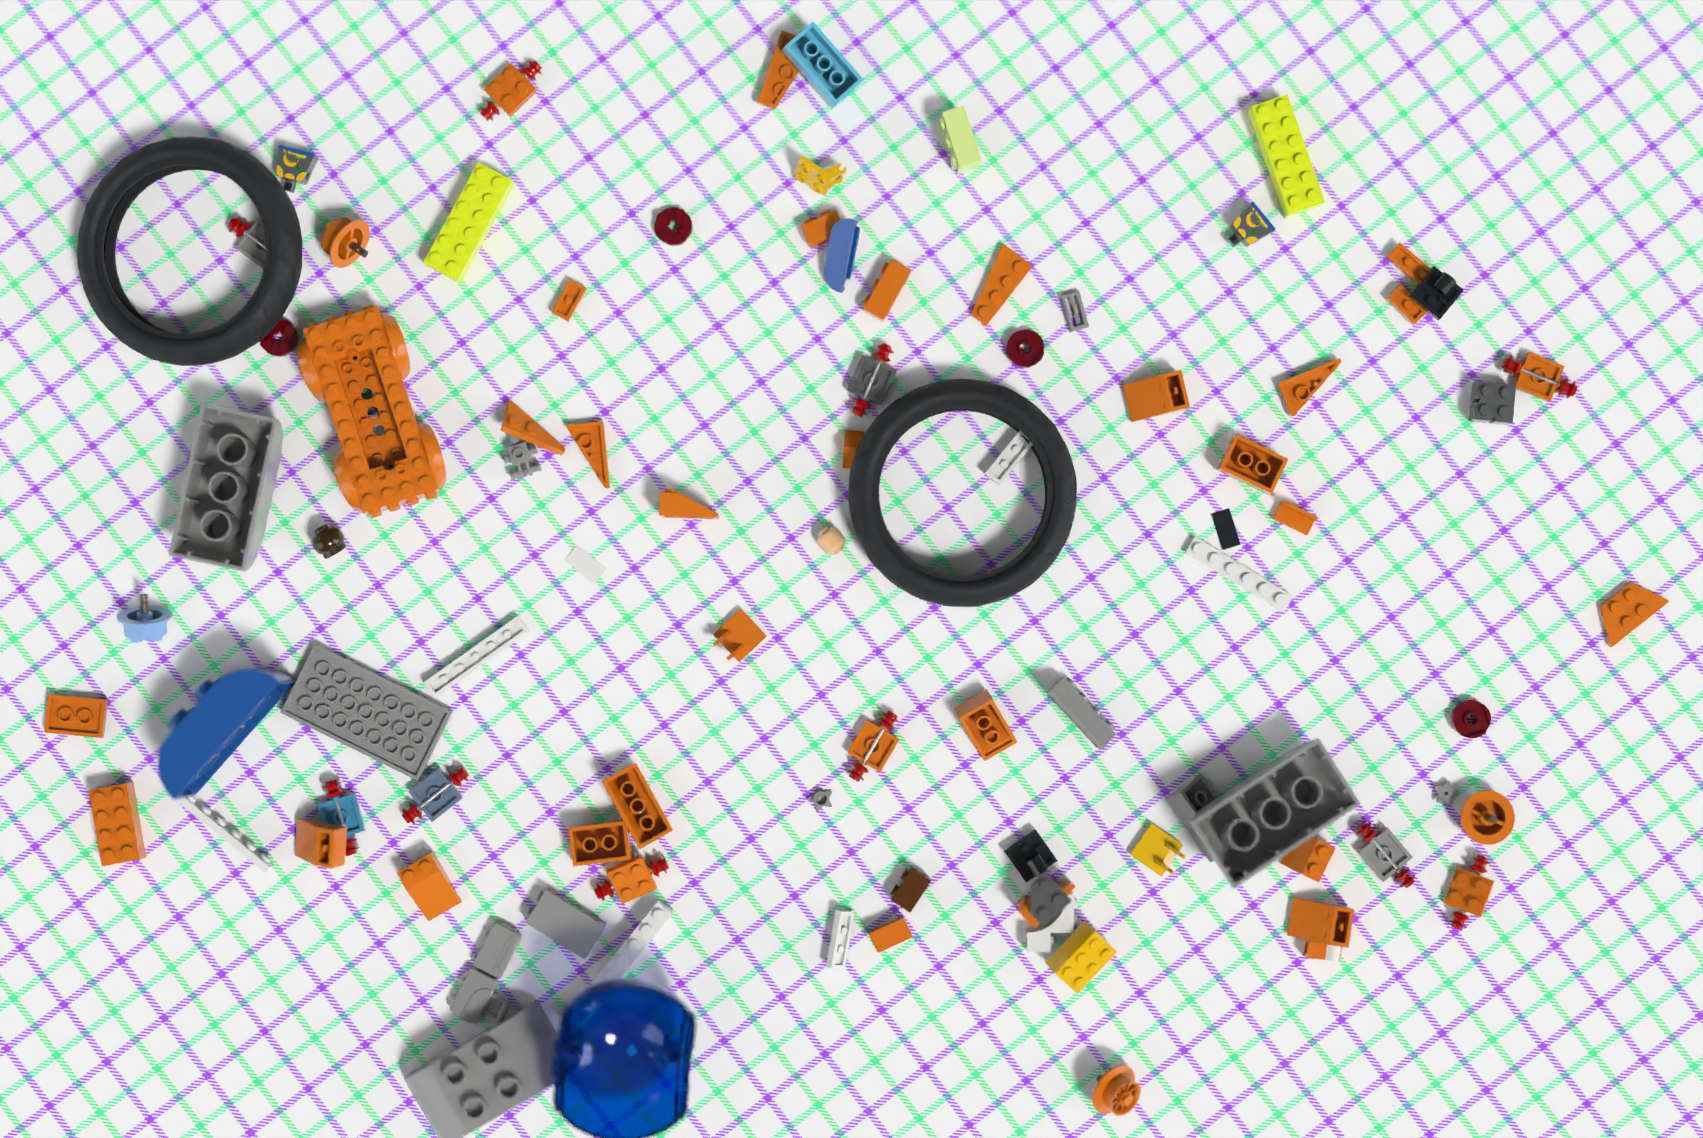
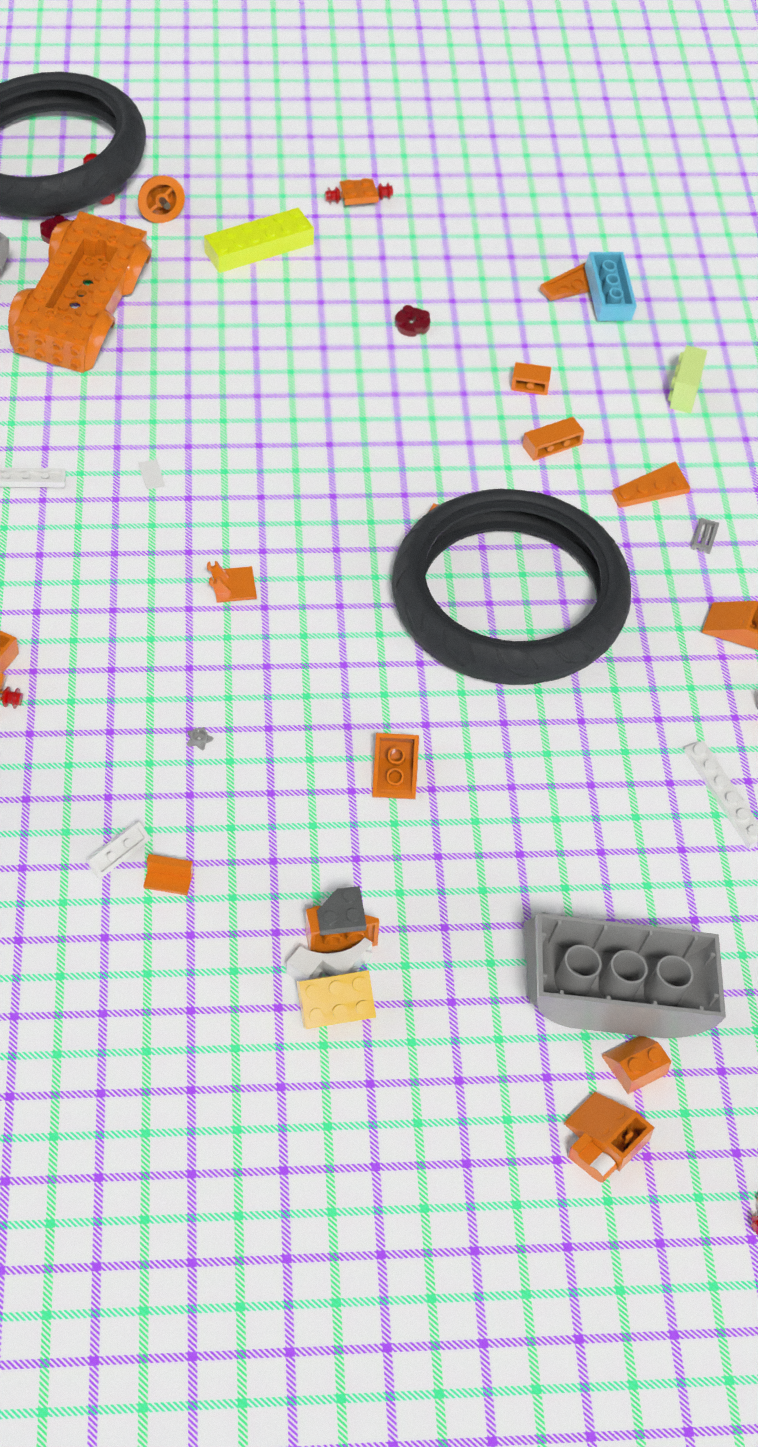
camera: 30 degrees right, 35 degrees down
(295, 166) = (165, 154): torso -> none
(520, 455) = (166, 380): light grey piece -> none
(522, 426) = (186, 363): orange wing -> none
(569, 300) = (292, 318): orange plate -> none
(592, 442) = (229, 404): orange wing -> none
(637, 806) = (35, 637): orange slope -> none
(679, 506) = (265, 472): orange slope -> none
(816, 177) = (550, 340): yellow plate -> none
(831, 540) = (369, 563): light nougat head -> none
(841, 253) = (536, 392): brick -> none
(871, 380) = (496, 478): flat silver plate -> none
(873, 746) = (280, 723): orange plate -> none
(910, 889) = (218, 849): reddish brown brick -> none
(1008, 459) = (571, 593): white plate -> none
(1025, 359) = (639, 542): dark red plate -> none
(1030, 856) = (368, 886): black plate -> none
(1081, 713) = (493, 805): light grey slope -> none
(1116, 1091) = (274, 1141): orange piece -> none
(1157, 850) = (482, 964): yellow plate -> none
(1225, 529) = (736, 756): black sticker -> none
(1385, 854) = (720, 1111): light grey plate -> none

